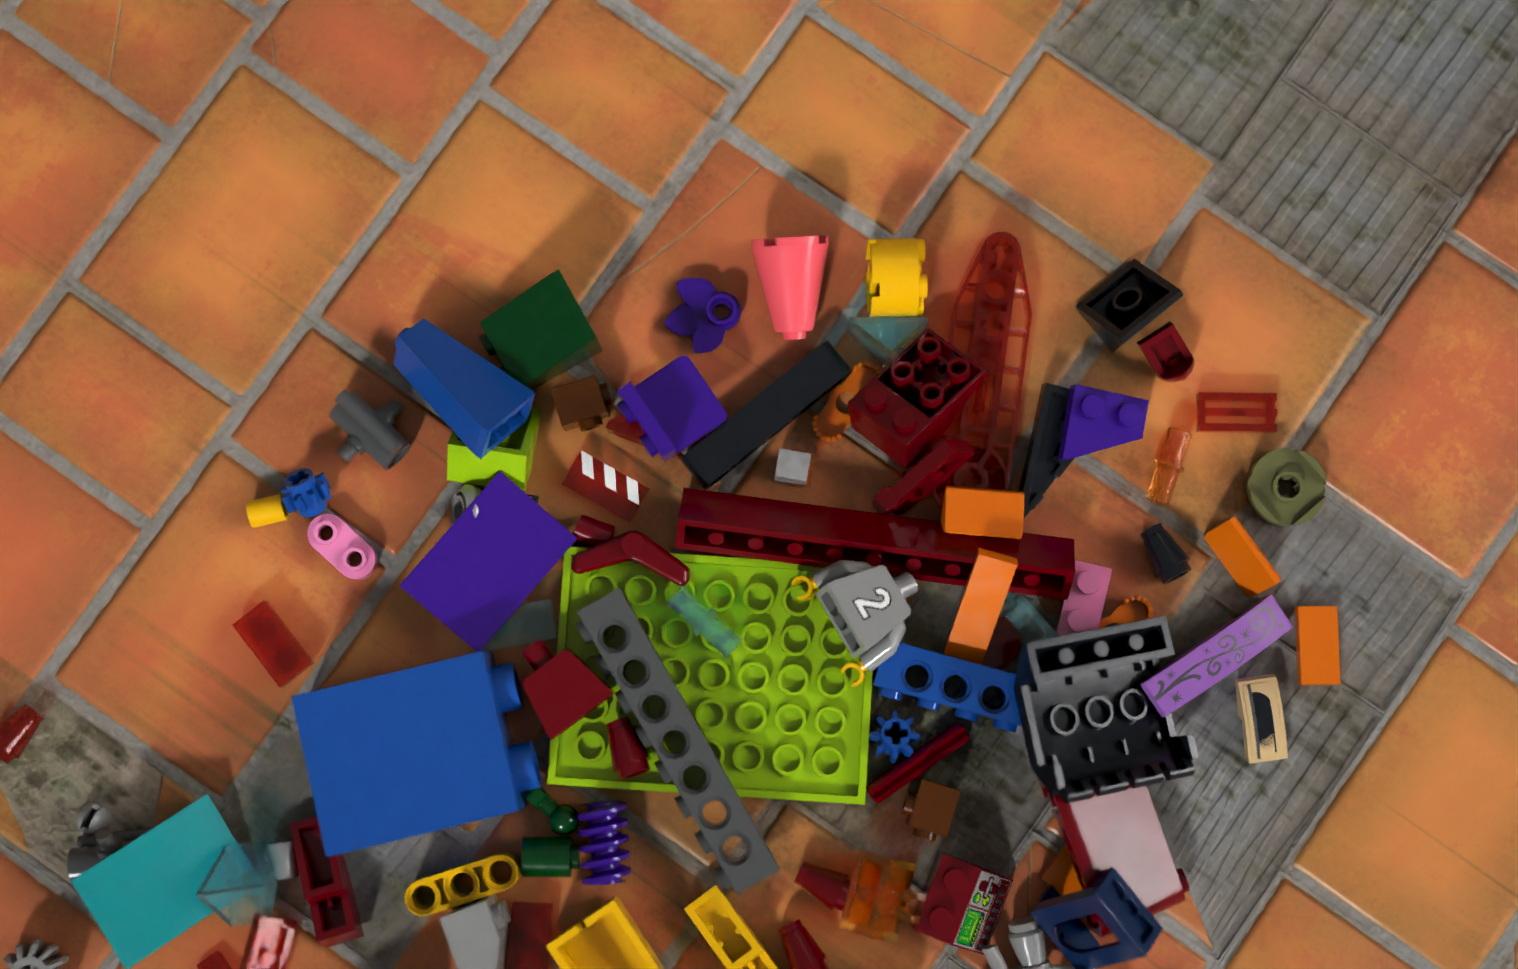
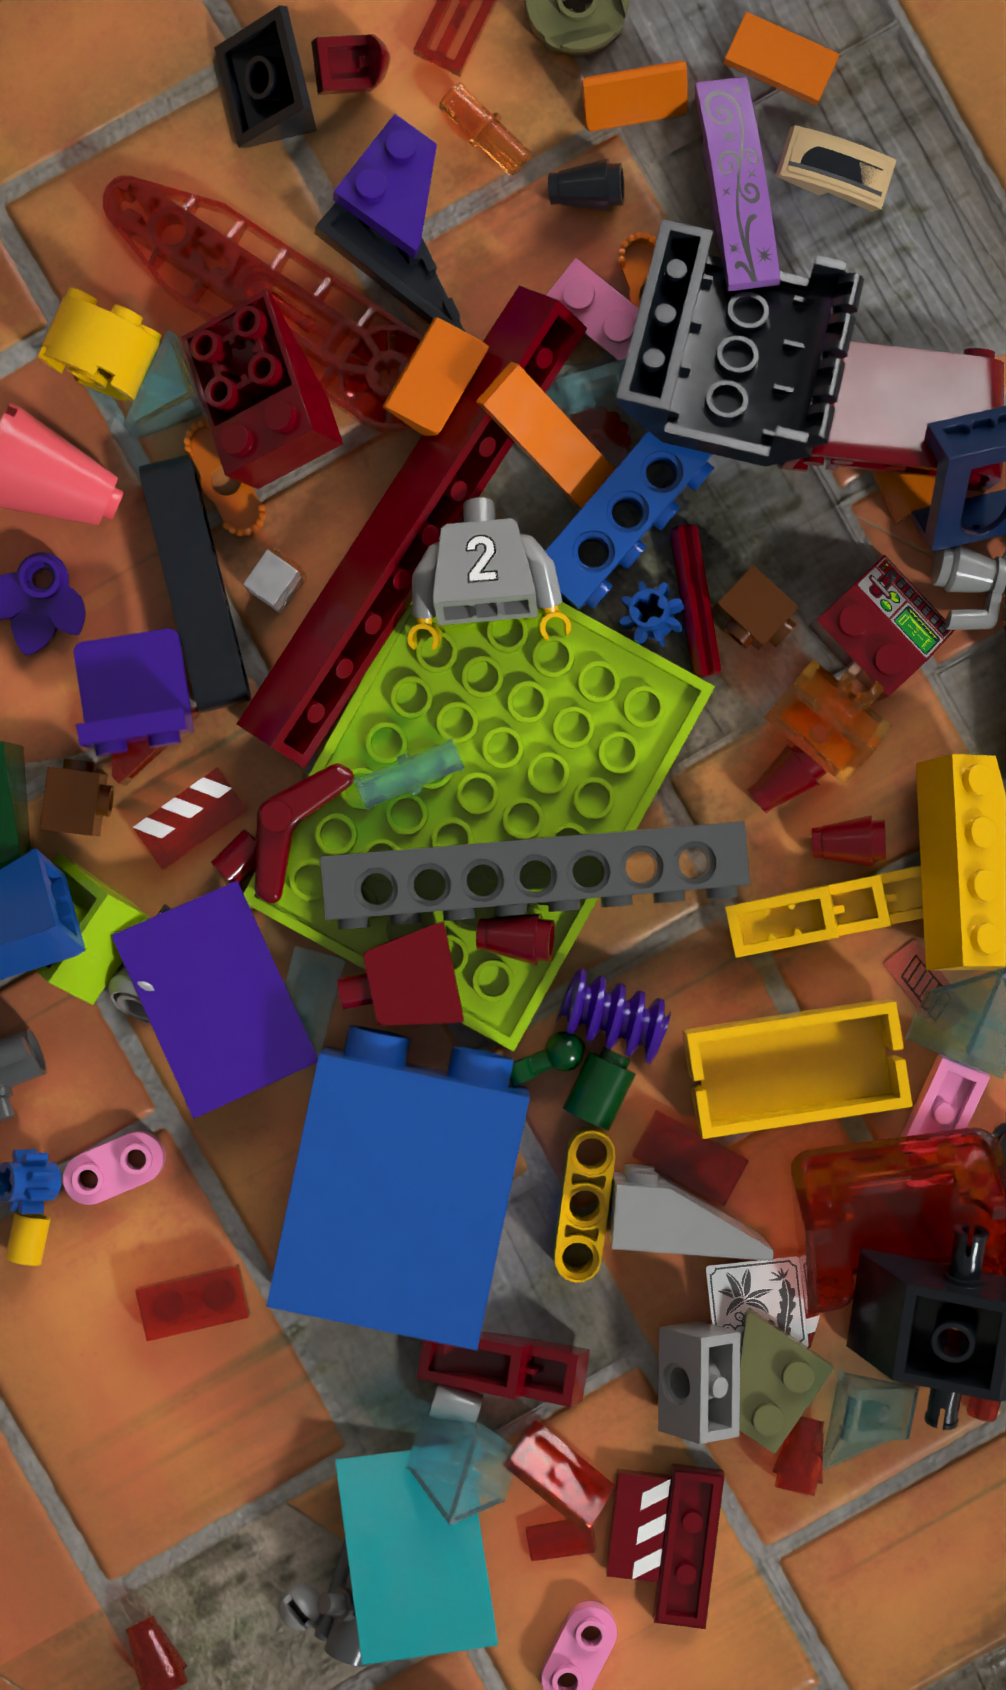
camera: 60 degrees left, 5 degrees up
(923, 477) = (359, 428): dark red hinge -> none

